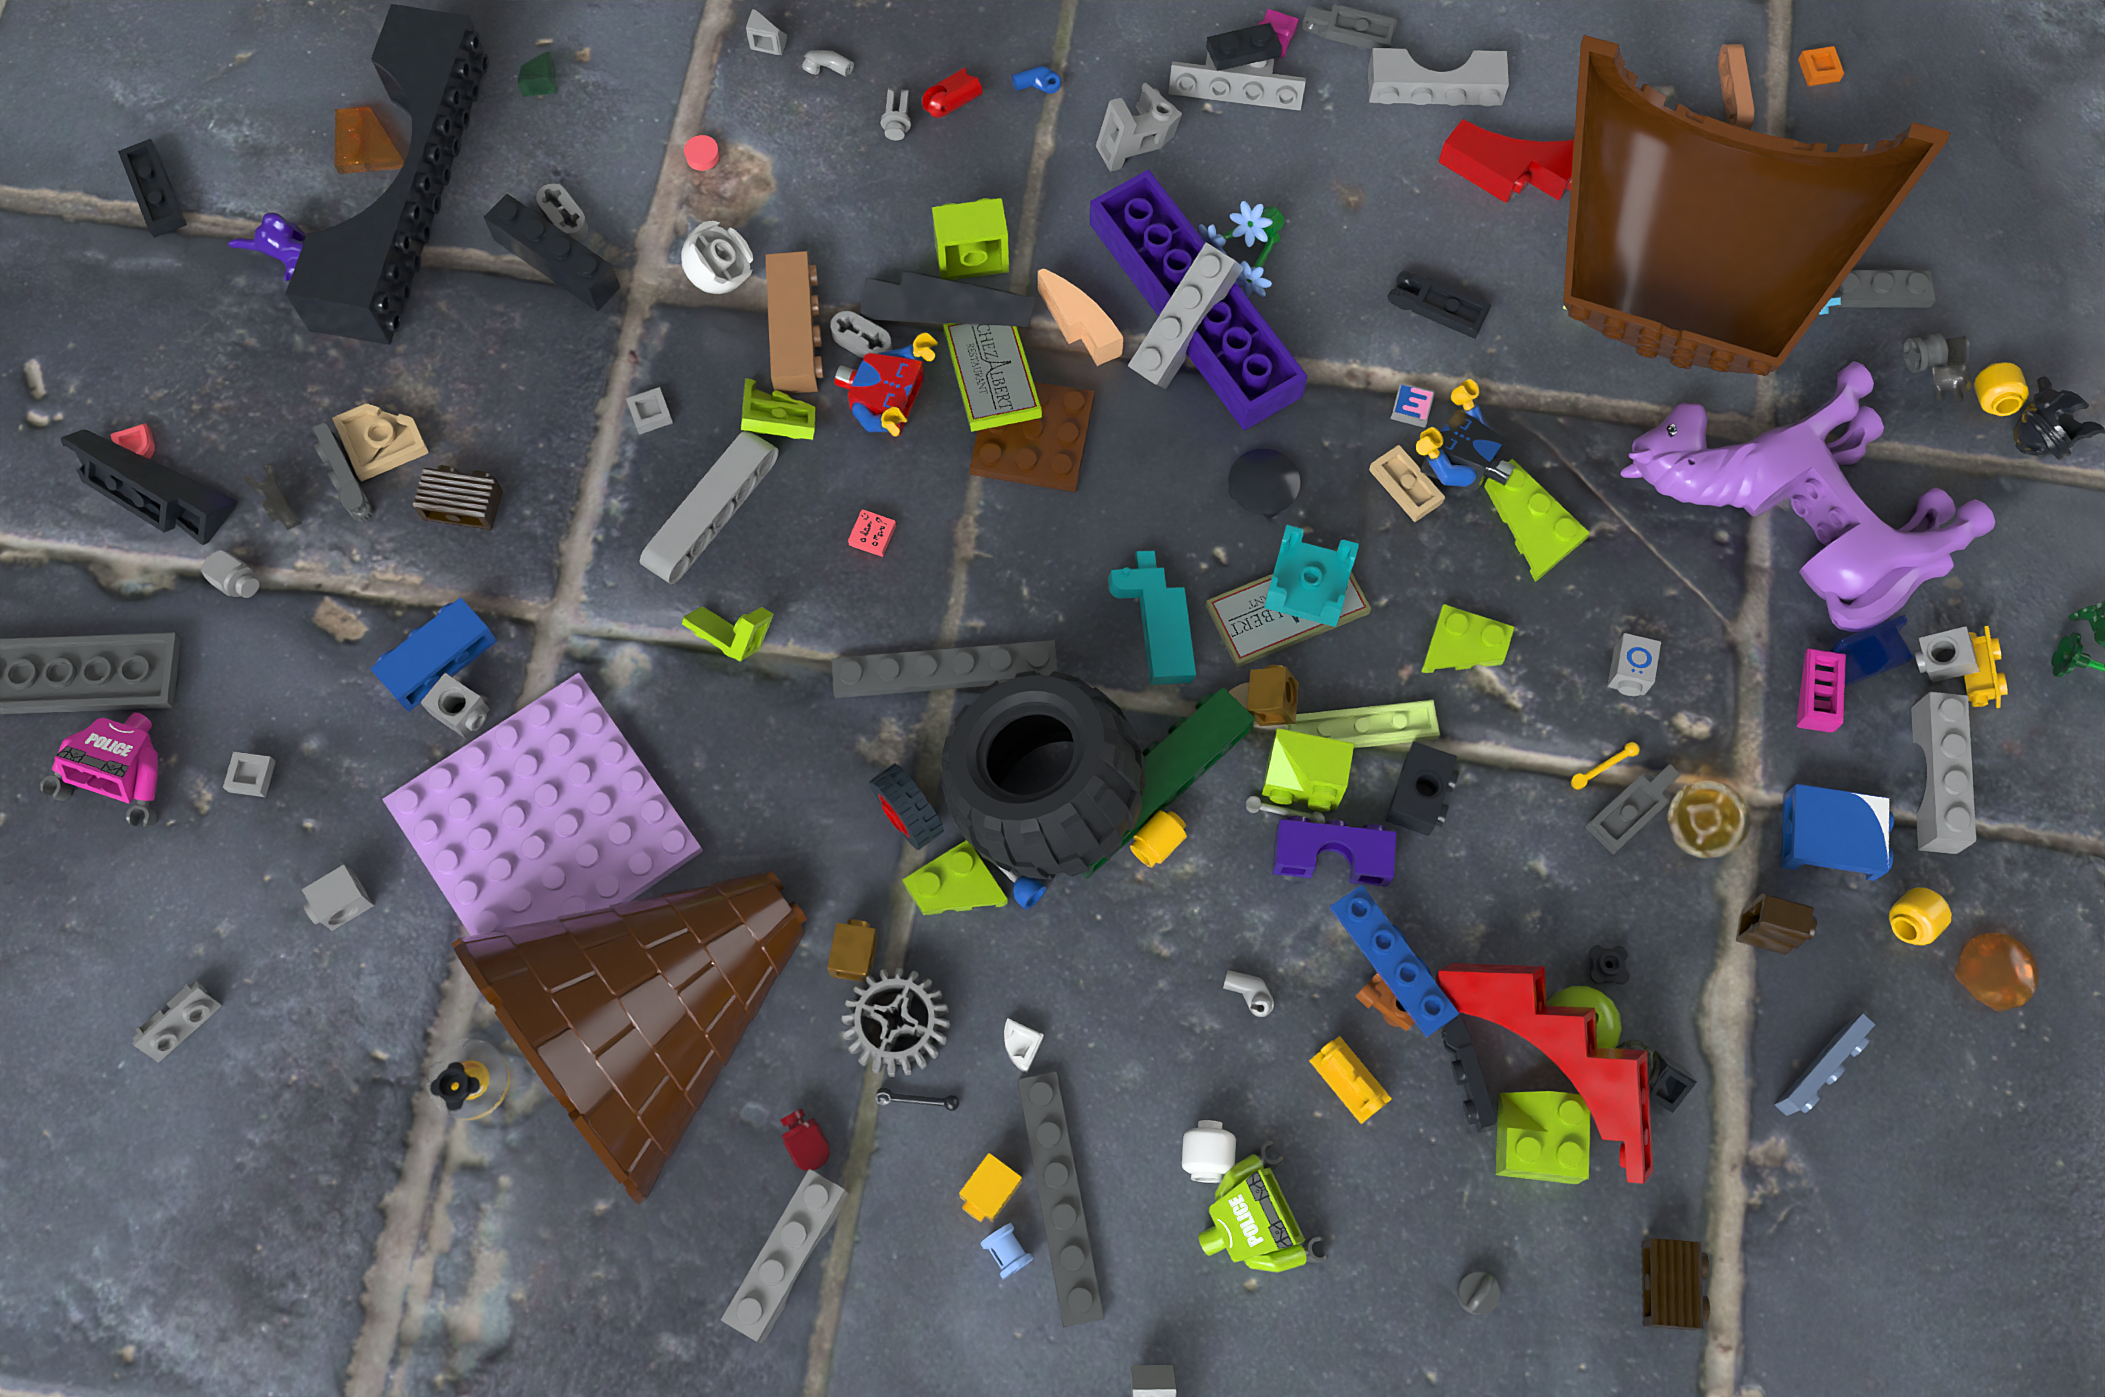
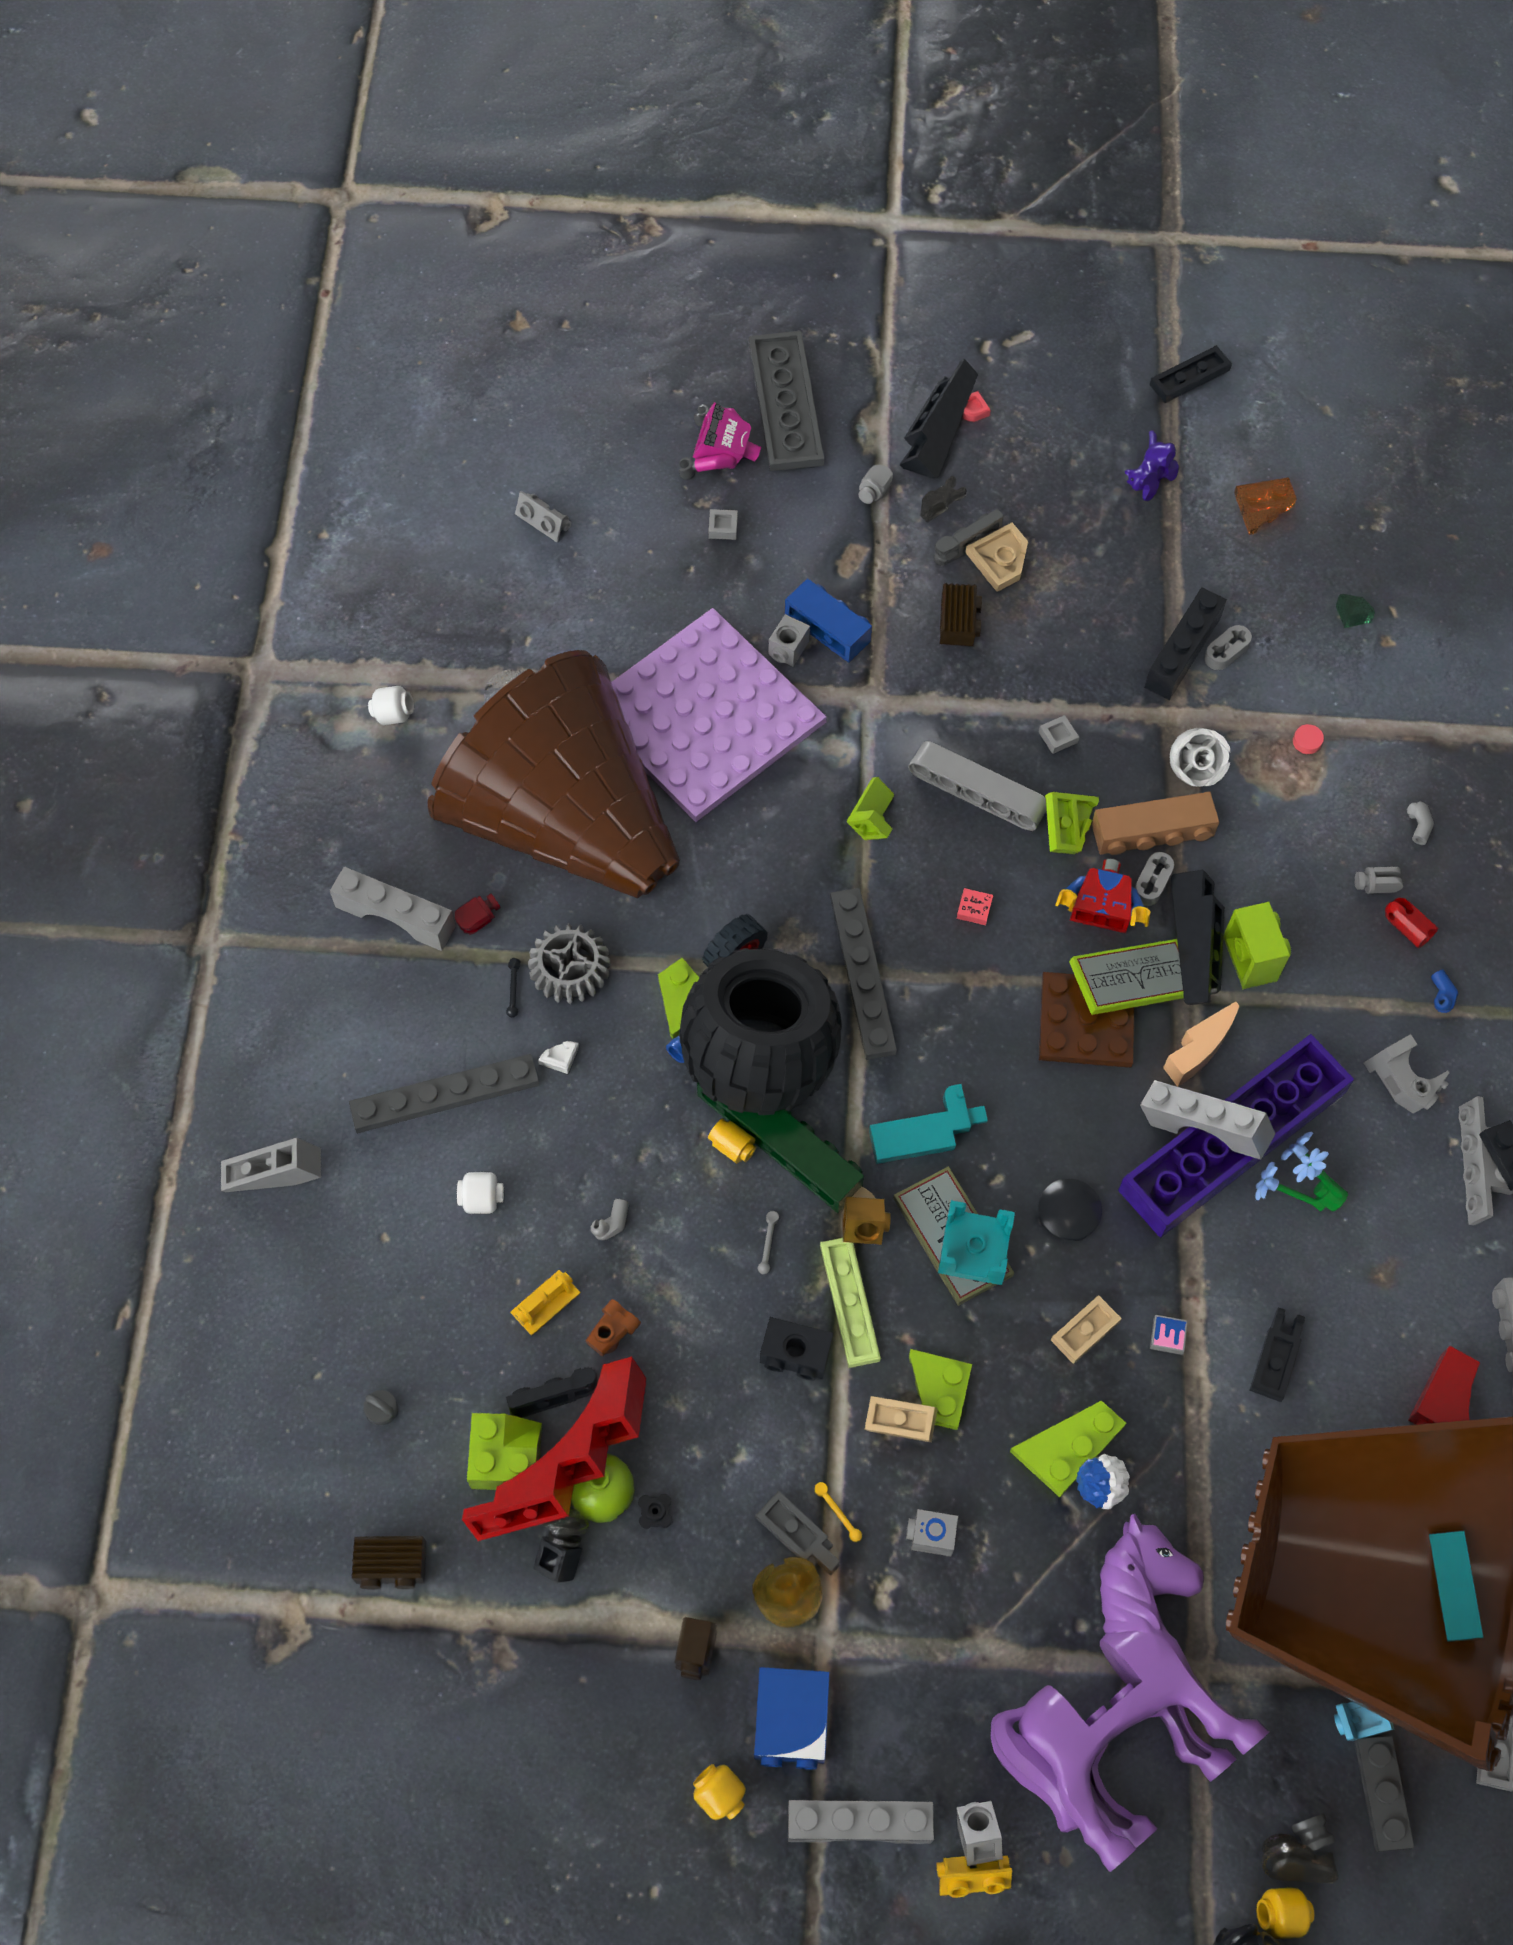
camera: 85 degrees right, 5 degrees down
(336, 898) = (635, 592): light grey brick -> none
(362, 270) = (1142, 518): black arch -> none
(443, 1086) = (499, 678): black plate -> none
(457, 1251) = (391, 705): none -> white head
(764, 35) = (1435, 770): light grey slope -> none
(852, 951) = (621, 928): pearl gold brick -> none
(989, 1189) = (446, 1040): yellow brick -> none
(1006, 1251) = (402, 1056): light blue bush -> none
(1256, 1219) = (429, 1228): lime torso -> none
(1307, 770) = (797, 1249): lime slope -> none
(1366, 849) = (733, 1306): dark purple arch -> none
(1394, 960) = (640, 1324): blue bracket -> none
(1465, 447) = (1121, 1372): torso -> none
(1508, 683) = (901, 1419): none -> tan plate
(1582, 486) = (1103, 1481): none -> piece
(1695, 179) = (1456, 1586): none -> teal tile
(1820, 714) = (932, 1696): dark pink slope -> none
(1826, 1066) = (577, 1699): sand blue plate -> none
(1874, 650) = (976, 1761): clear blue panel -> none
(1998, 971) = (676, 1870): clear orange dish -> none

